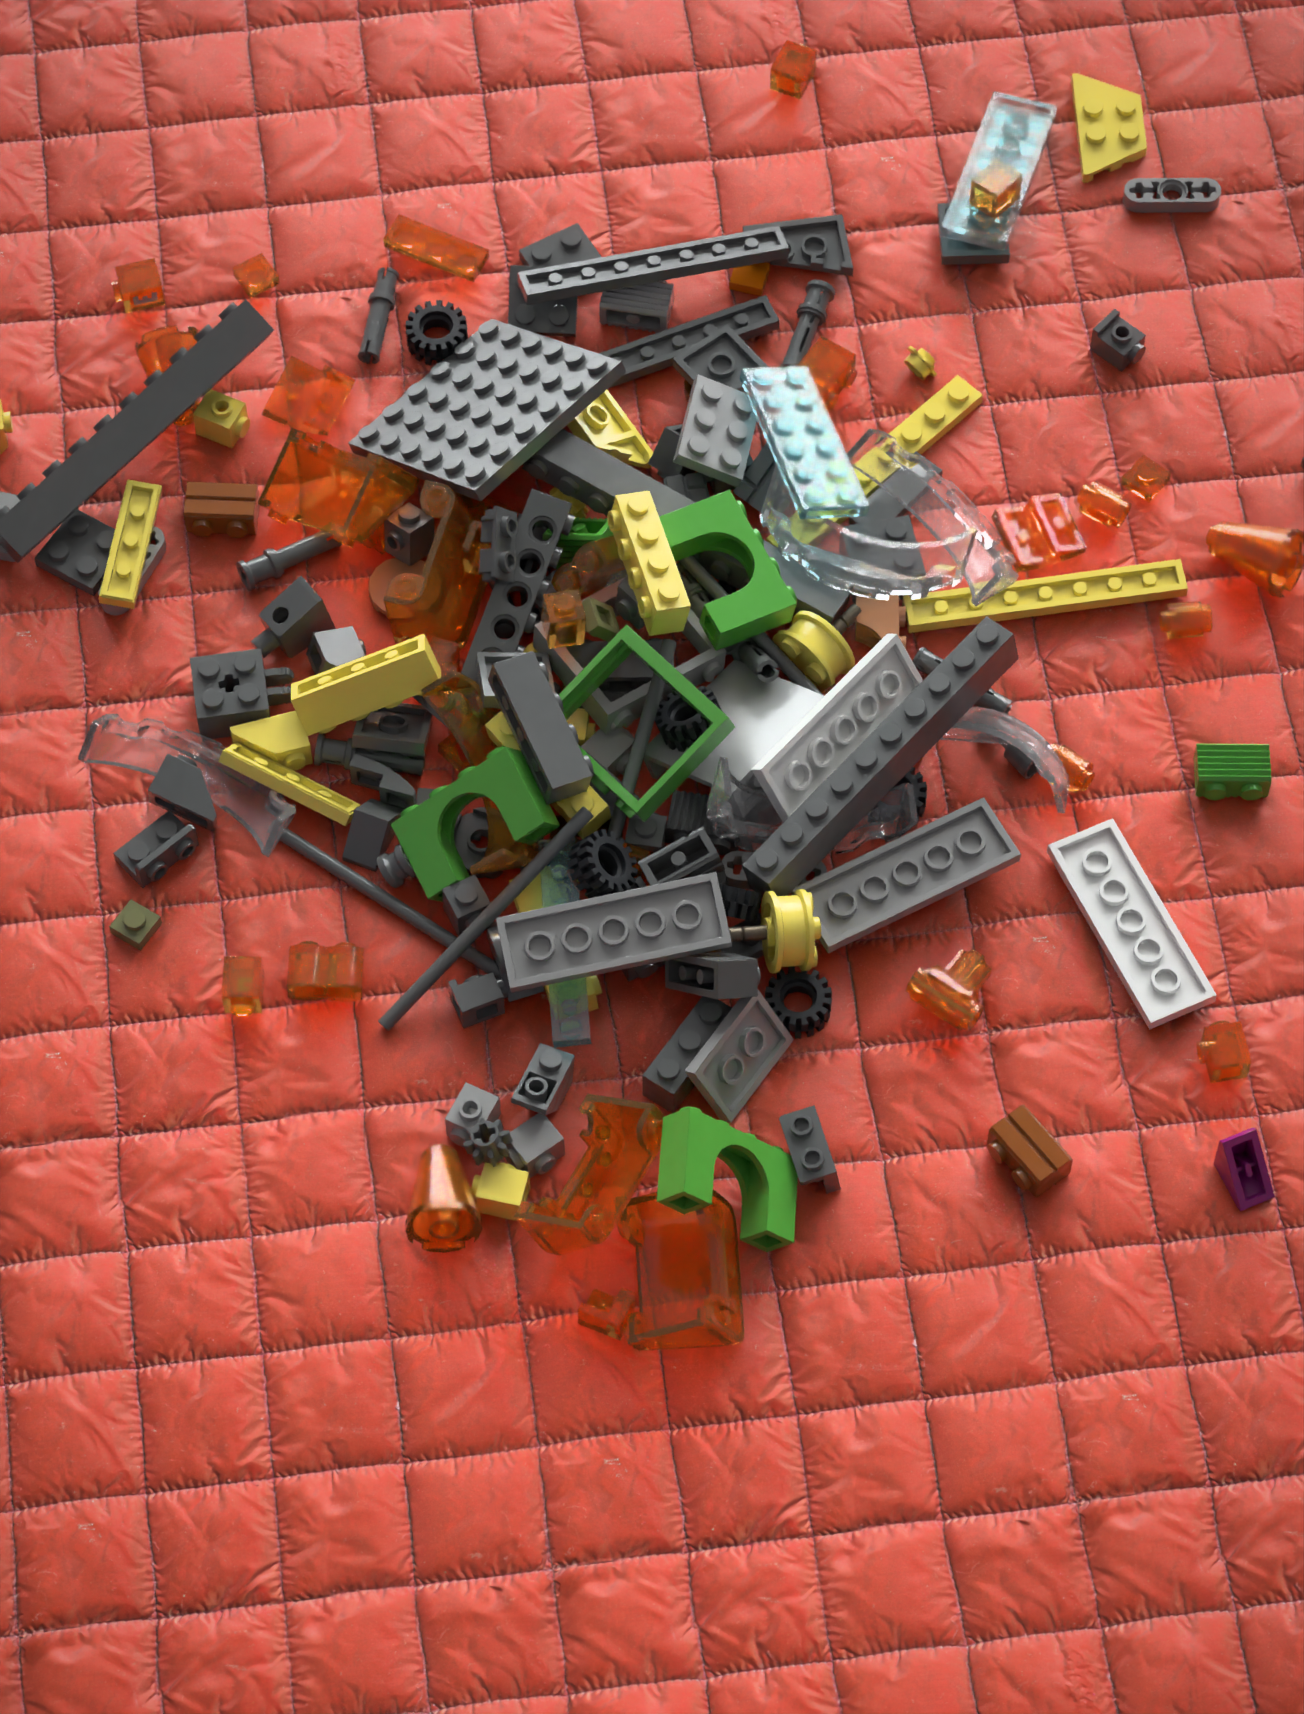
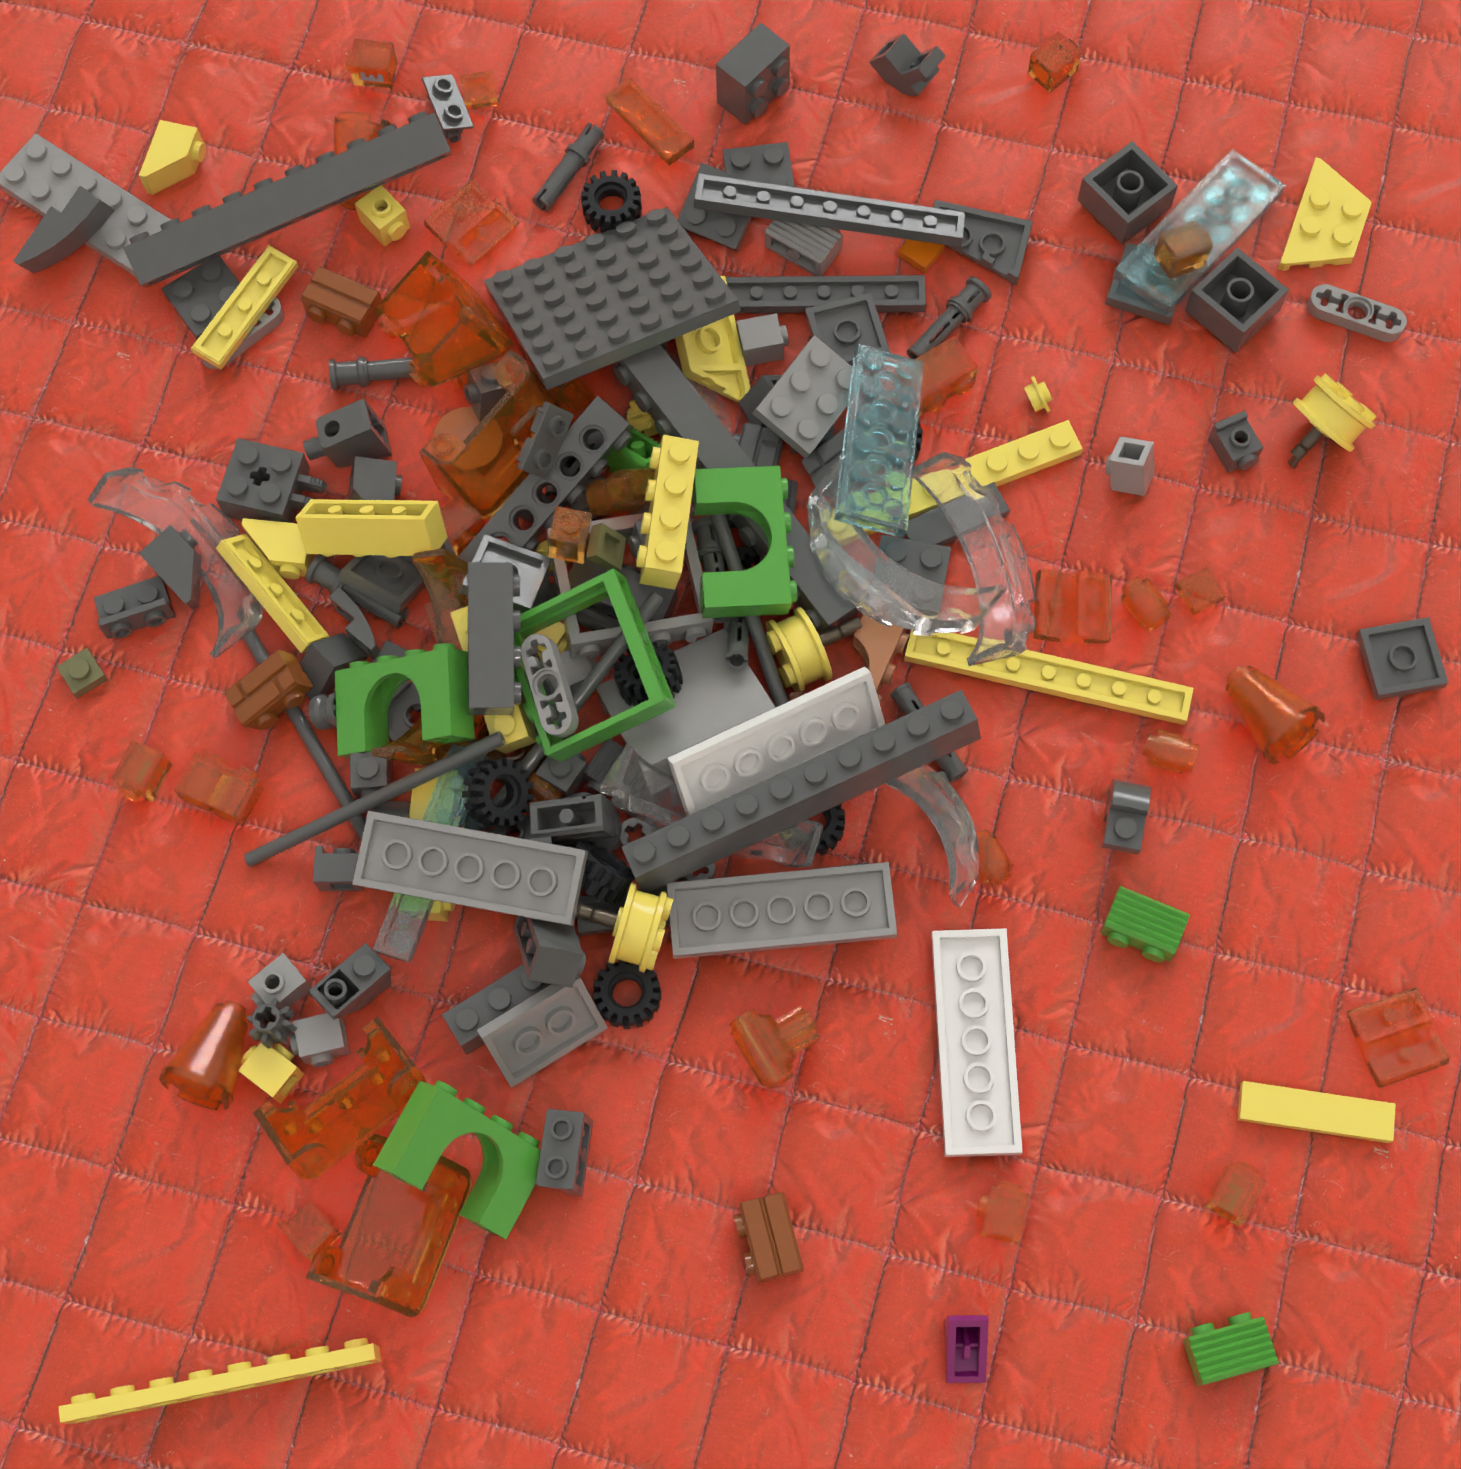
camera: 25 degrees right, 10 degrees up
(224, 289) = (448, 105): none -> hinge
(333, 868) = (269, 690): none -> dark orange brick
(519, 171) = (753, 74): none -> brick
(579, 1473) = (205, 1384): none -> light yellow plate
(636, 760) = (546, 712): none -> light grey beam
(642, 401) = (762, 339): none -> light grey brick
(658, 120) = (905, 66): none -> dark grey brick
(917, 159) = (1127, 192): none -> dark grey brick
(1035, 392) = (1131, 466): none -> light grey brick
(1061, 218) = (1236, 299): none -> dark grey brick
(1172, 684) = (1125, 816): none -> dark grey brick
(1193, 284) = (1332, 414): none -> light yellow wheel

